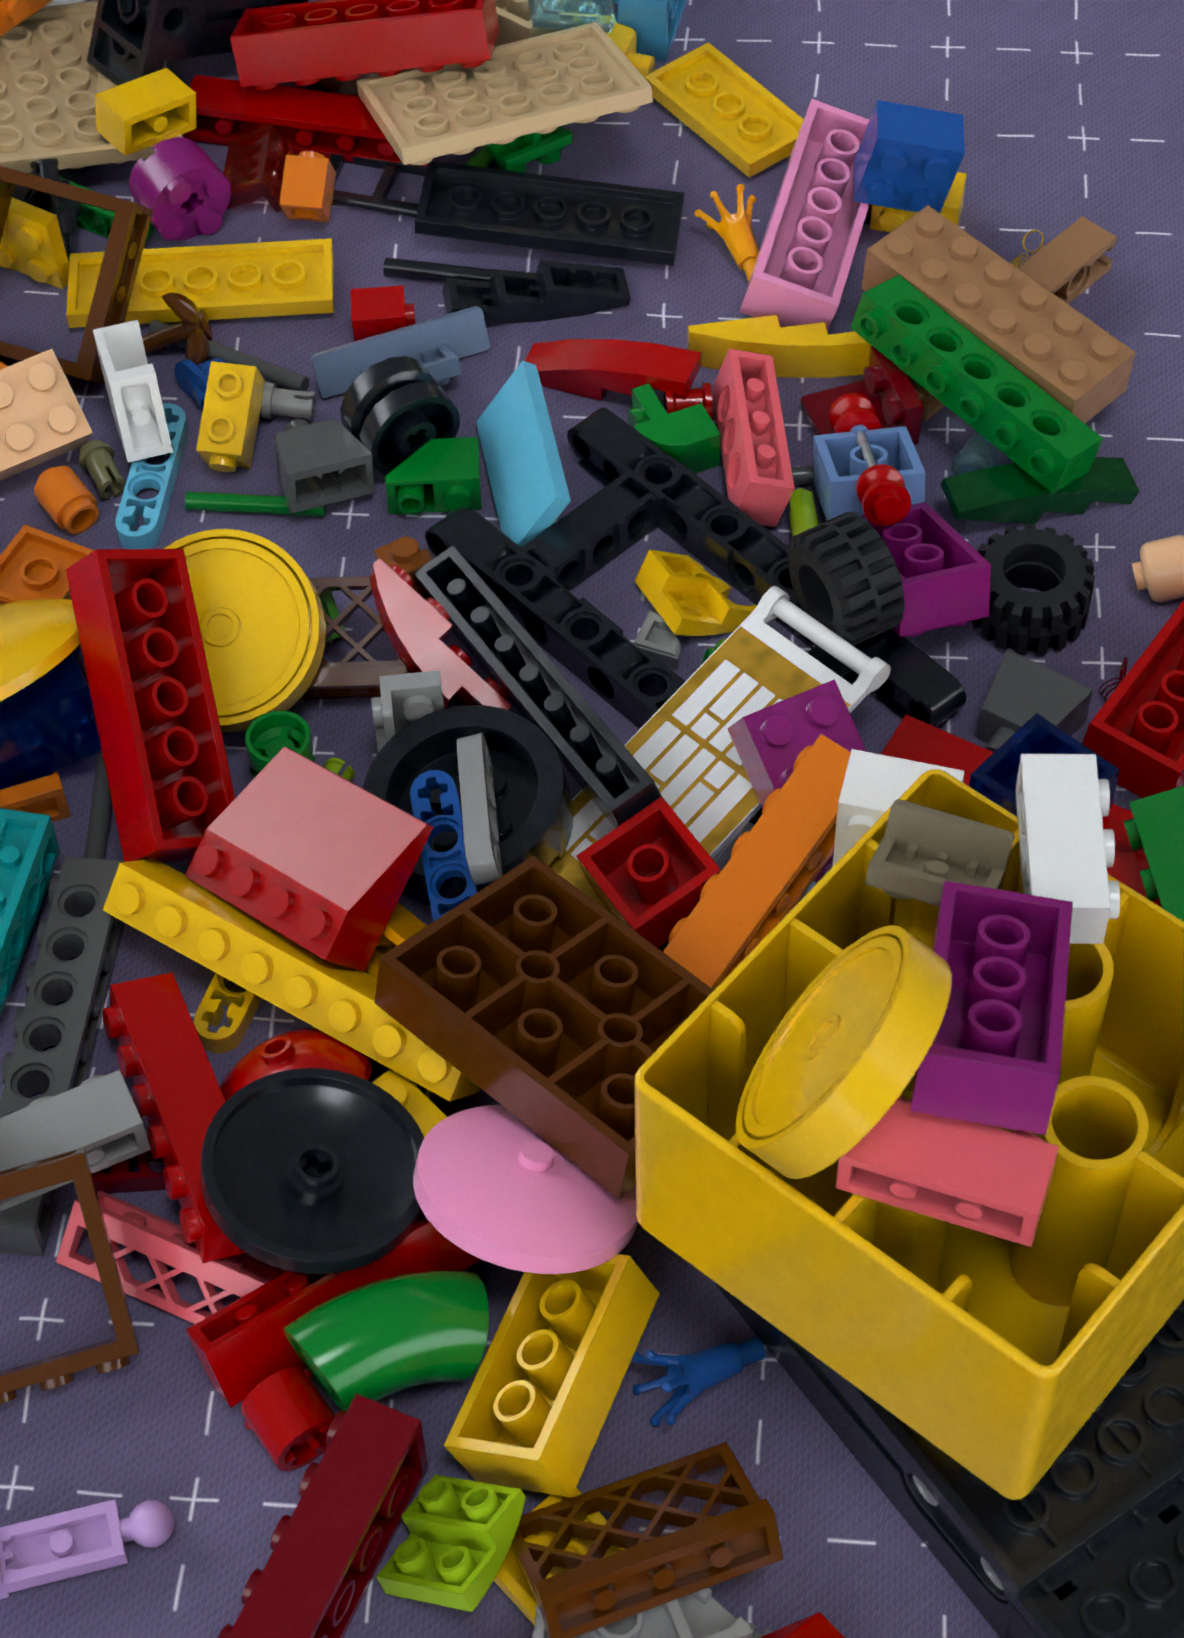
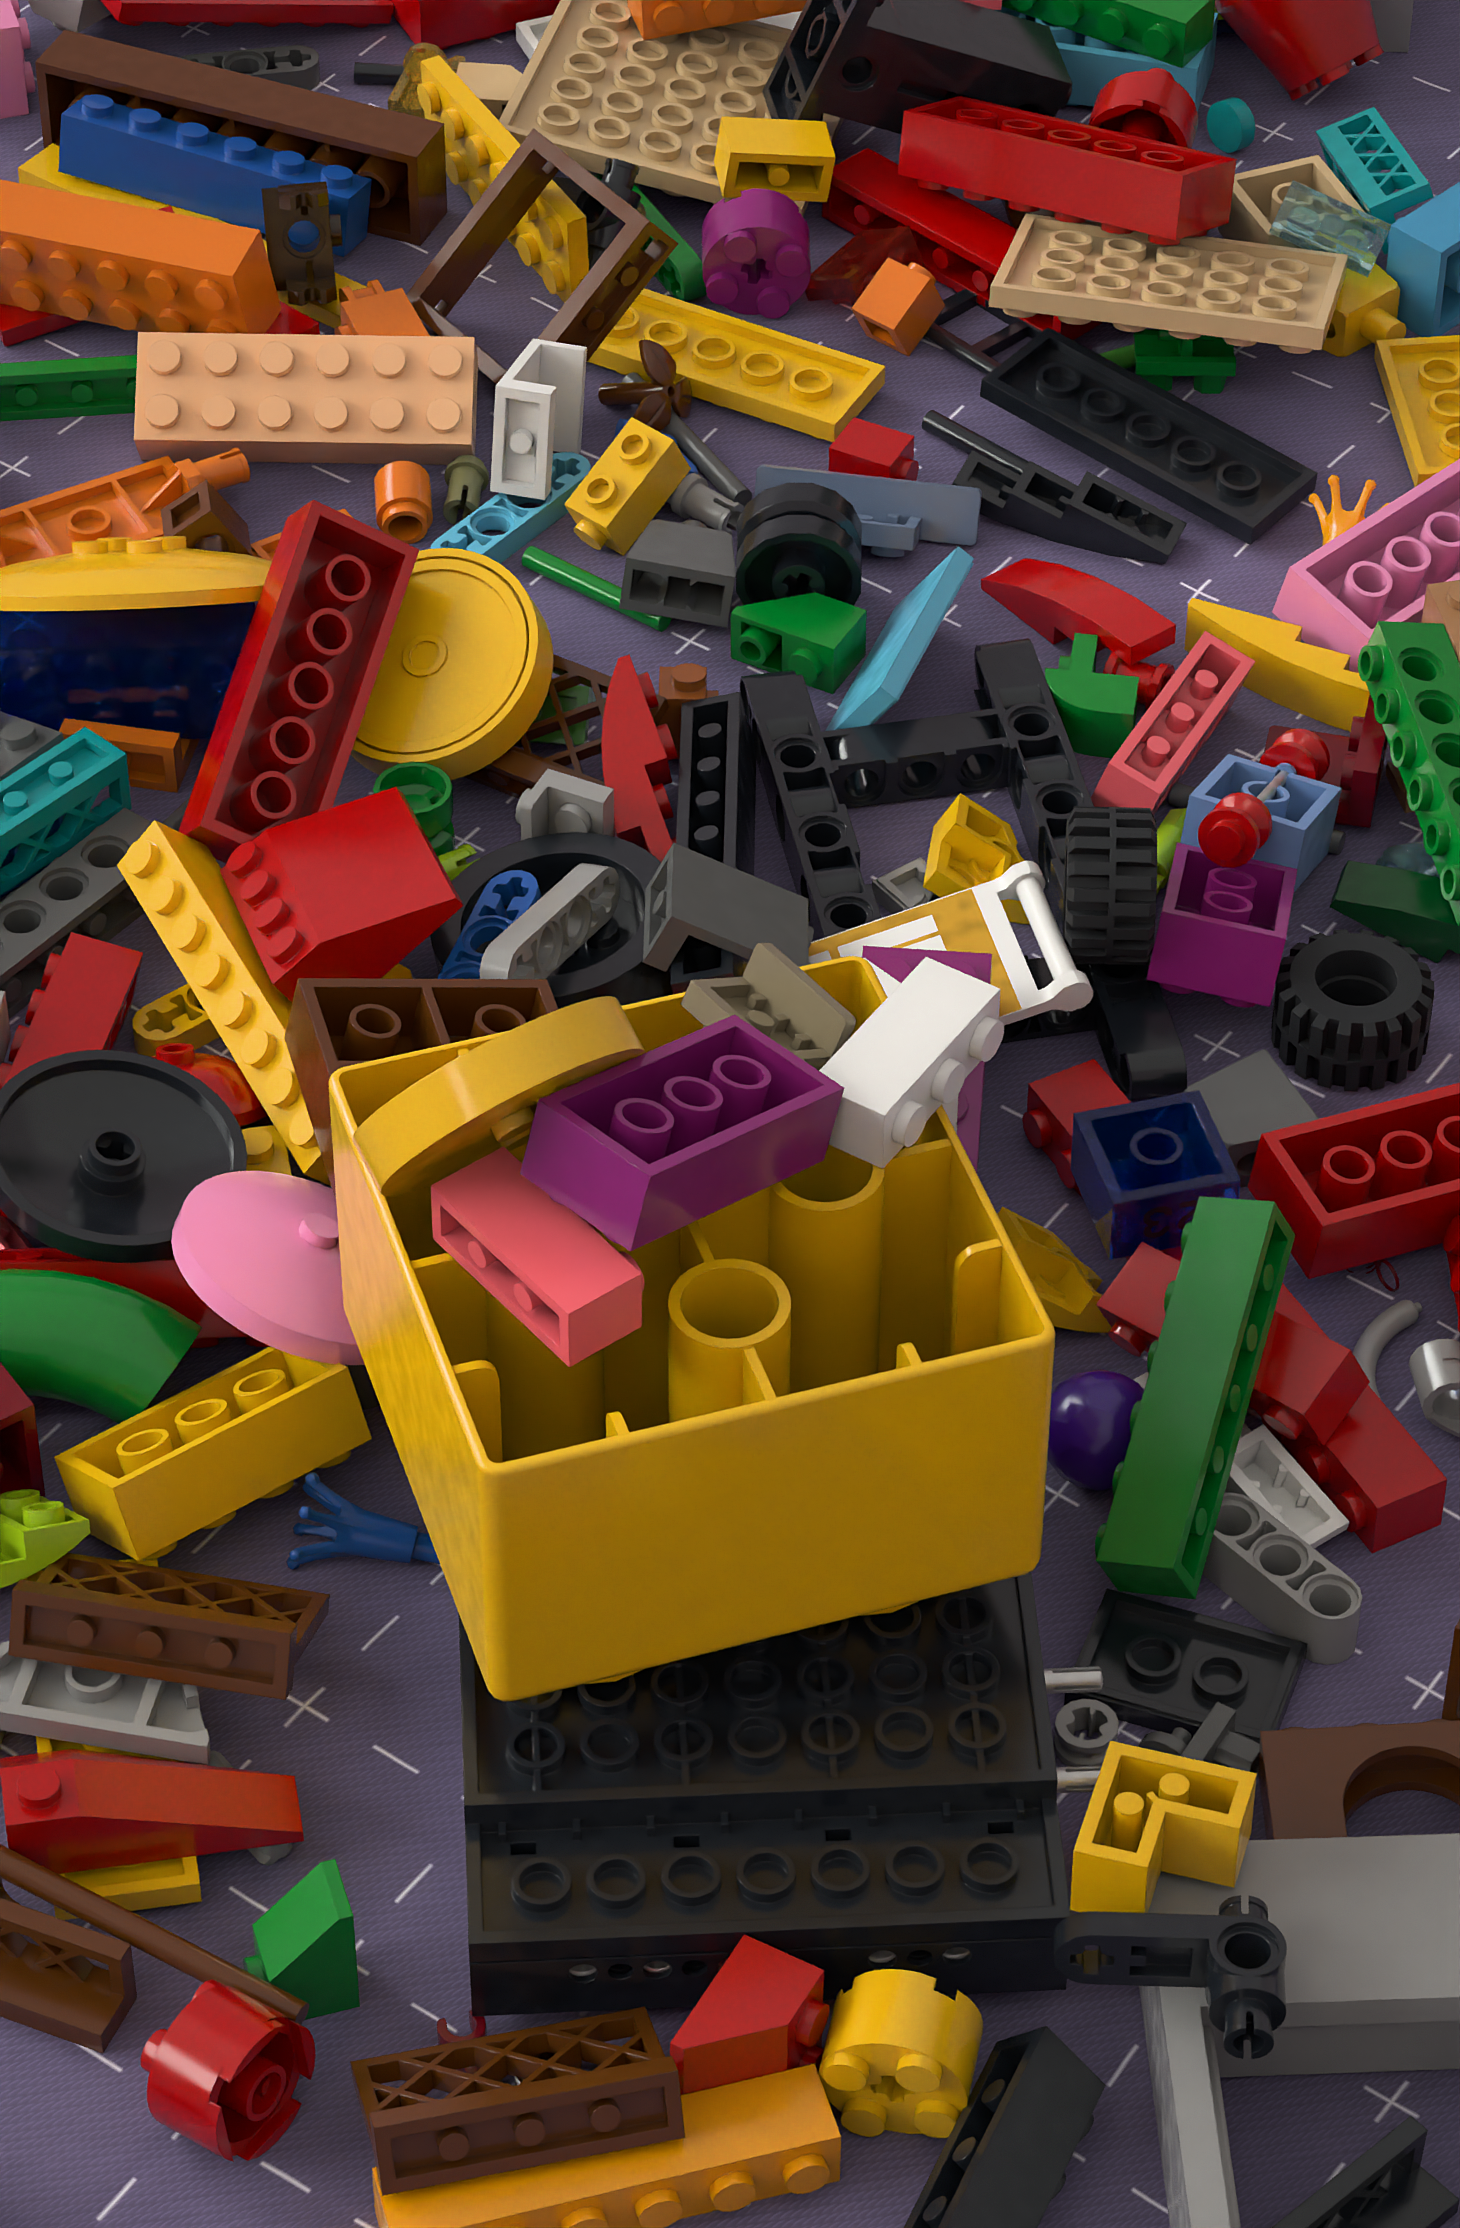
camera: 30 degrees right, 10 degrees down
(603, 731) = (719, 907): none -> dark grey panel

